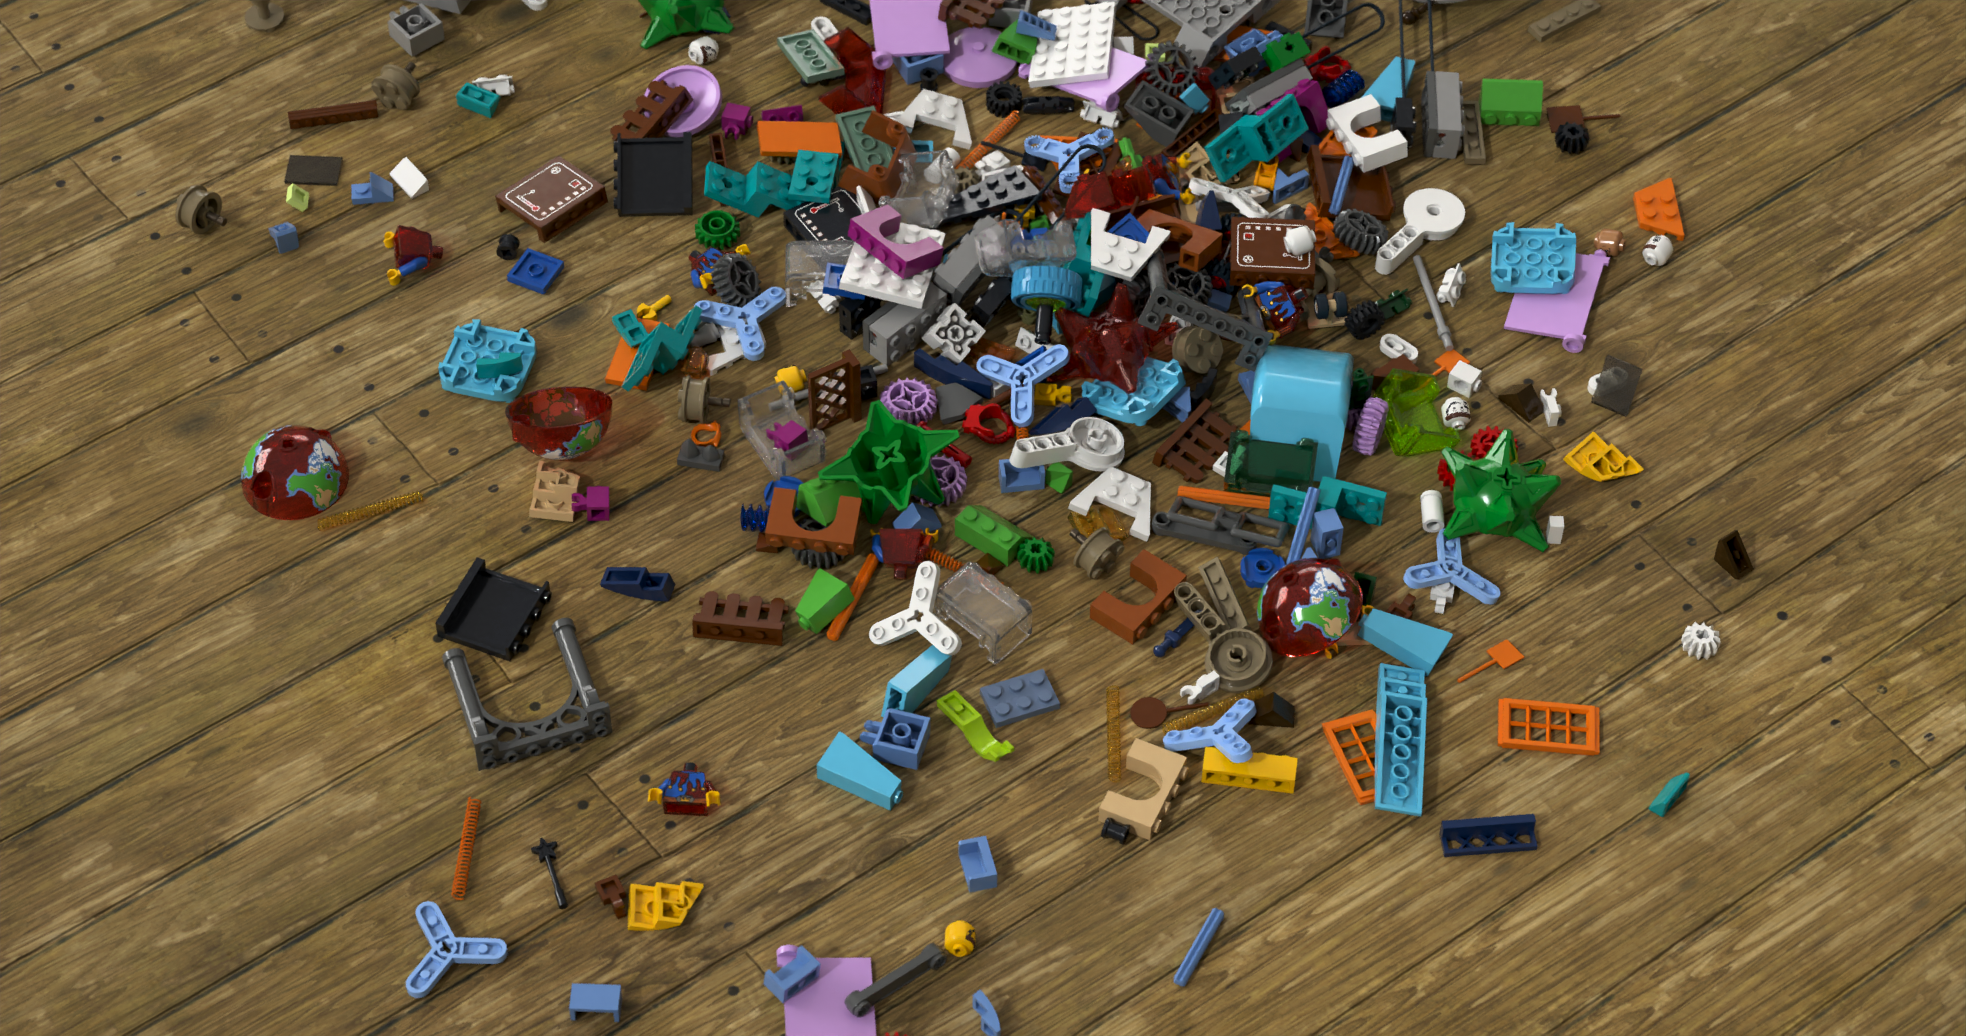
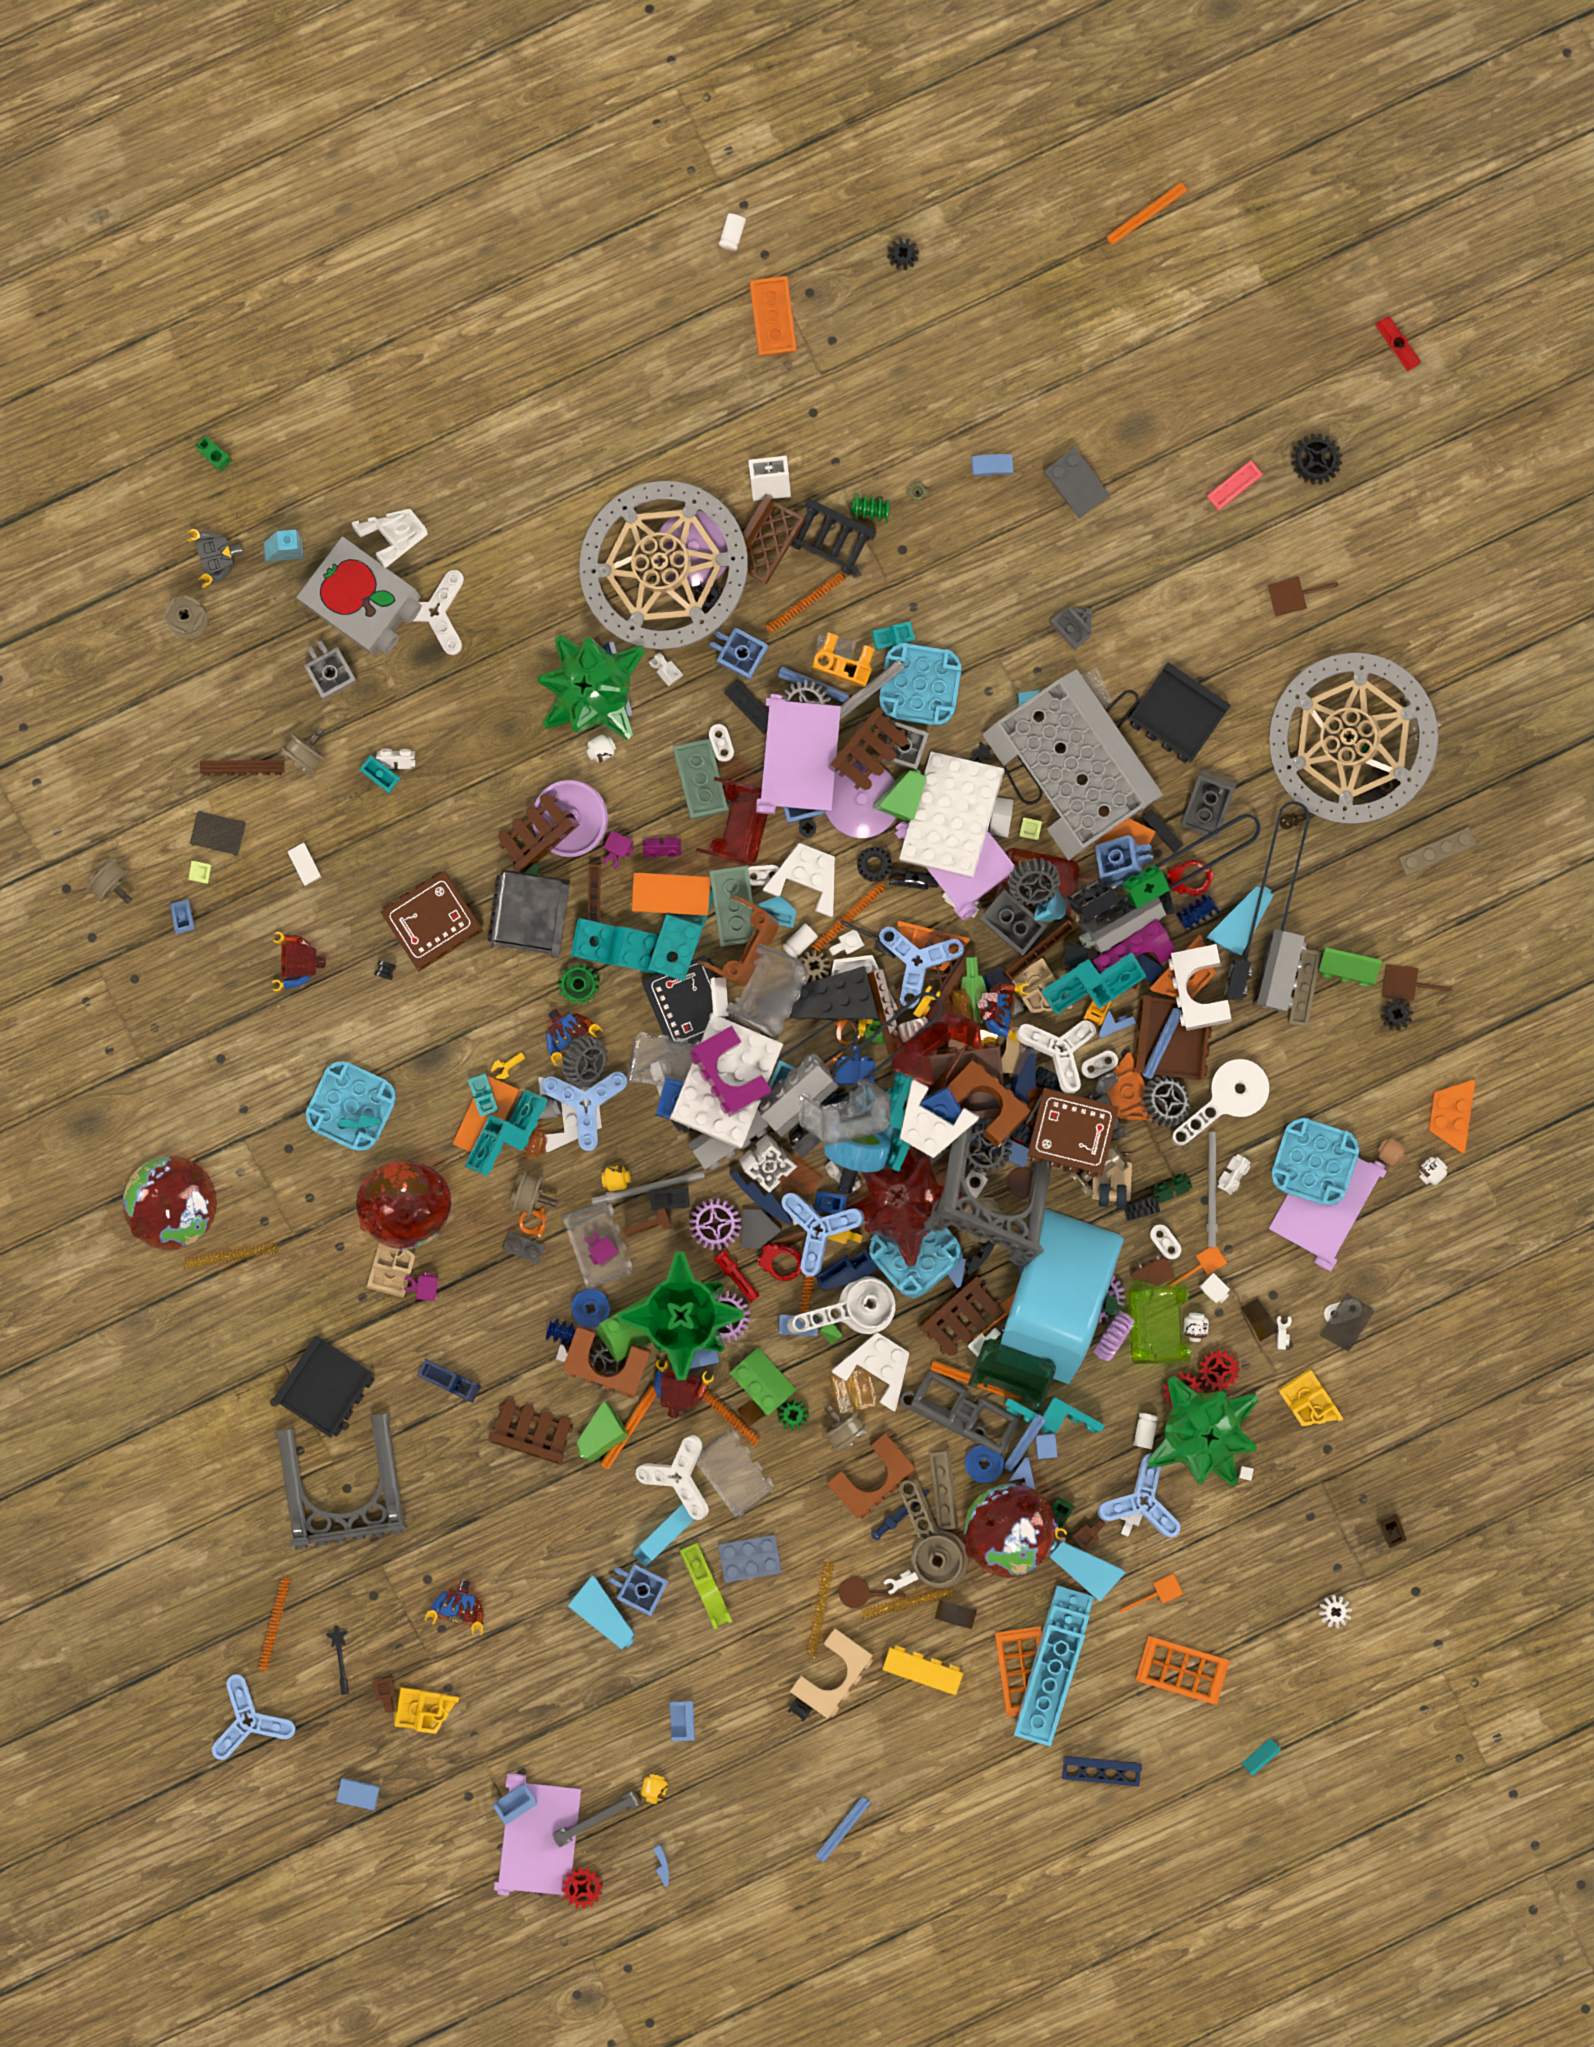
camera: 10 degrees right, 35 degrees up
(374, 192) = (269, 873): medium blue slope -> none
(535, 271) = (406, 1003): blue plate -> none
(1035, 26) = (916, 785): medium blue slope -> none
(1221, 735) = (891, 1635): light blue piece -> none
(1278, 305) = (1064, 1192): torso -> none
(1299, 240) = (1096, 1138): white head -> none

